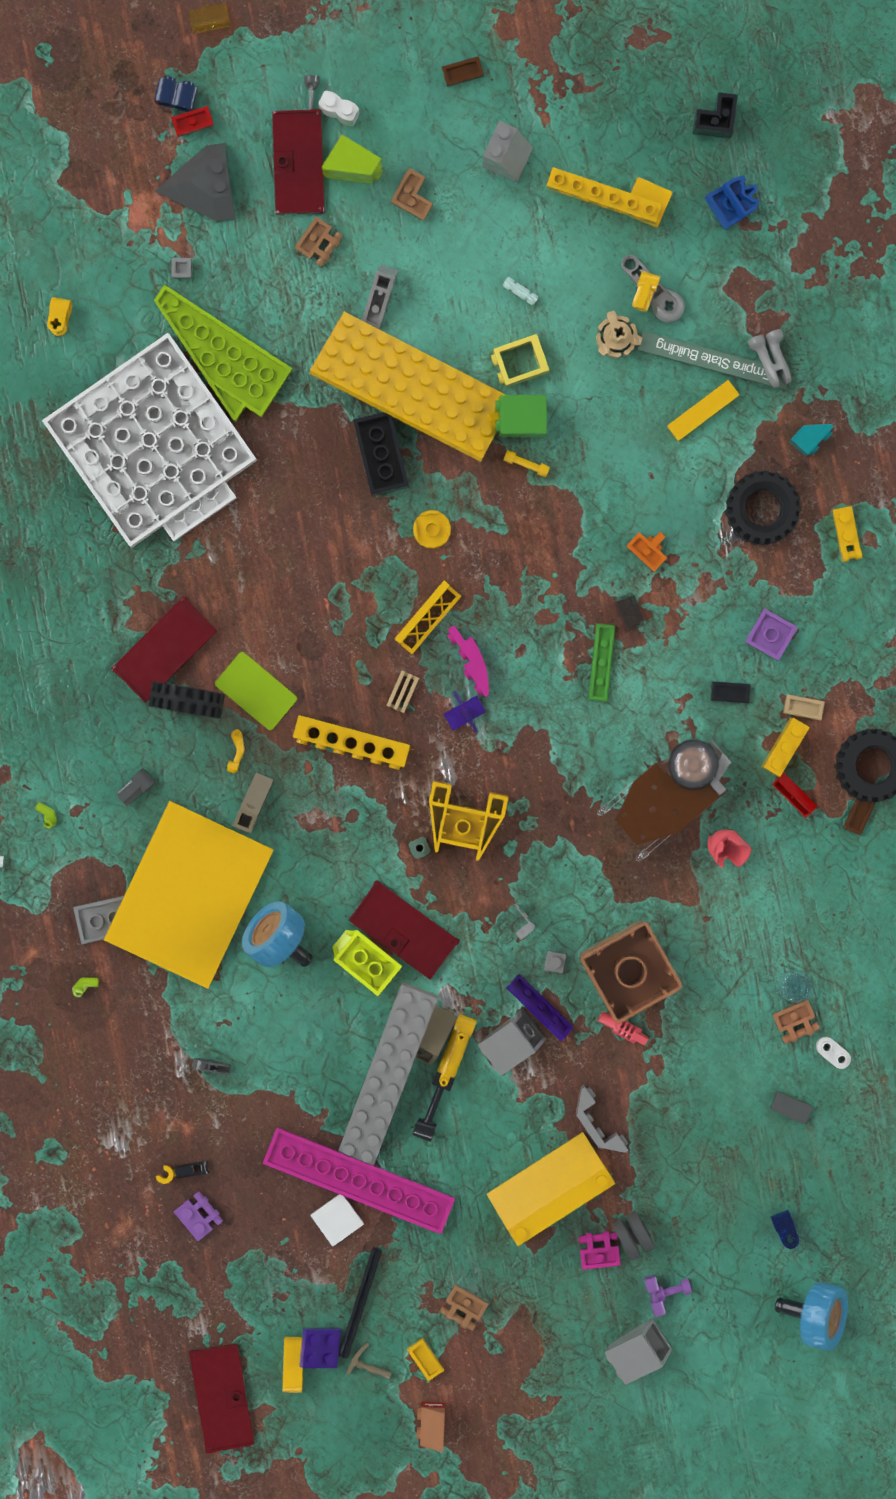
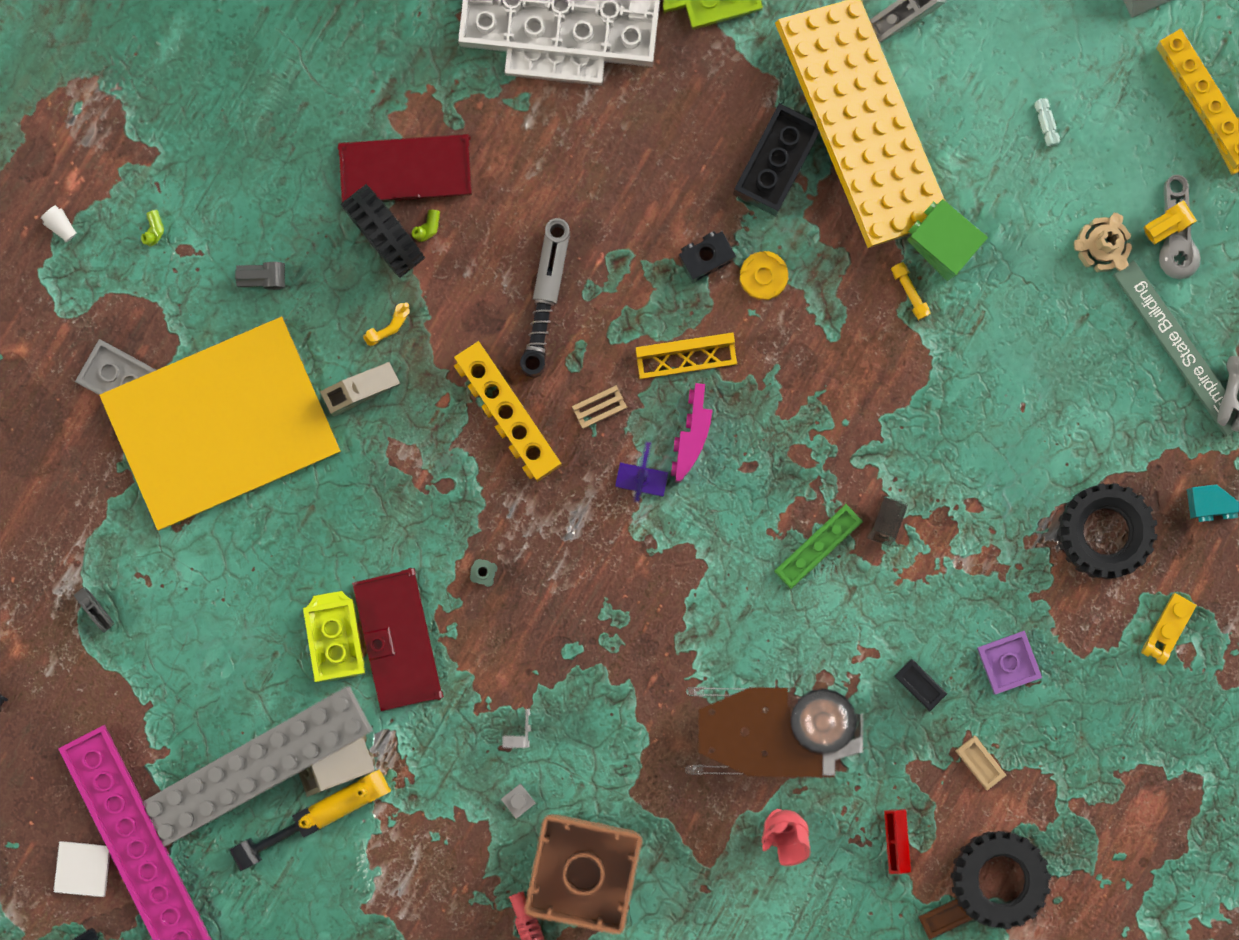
camera: 40 degrees right, 5 degrees down
(82, 984) = (40, 422): lime arm -> none
(209, 674) = (428, 229): none -> lime arm
(256, 691) = (458, 284): lime sticker -> none
(275, 936) = (266, 535): dark azure wheel -> none
(313, 652) = (545, 294): none -> piece
(394, 537) = (698, 268): none -> black brick
(462, 824) = (545, 586): yellow wedge -> none
(512, 1042) = (406, 843): light grey slope -> none
(538, 353) = (980, 206): light yellow window -> none
(539, 1007) = (464, 833): dark purple plate -> none
(648, 550) = (958, 475): orange hinge -> none
(703, 410) = (1127, 387): yellow tile -> none
(785, 747) = (928, 785): yellow brick -> none

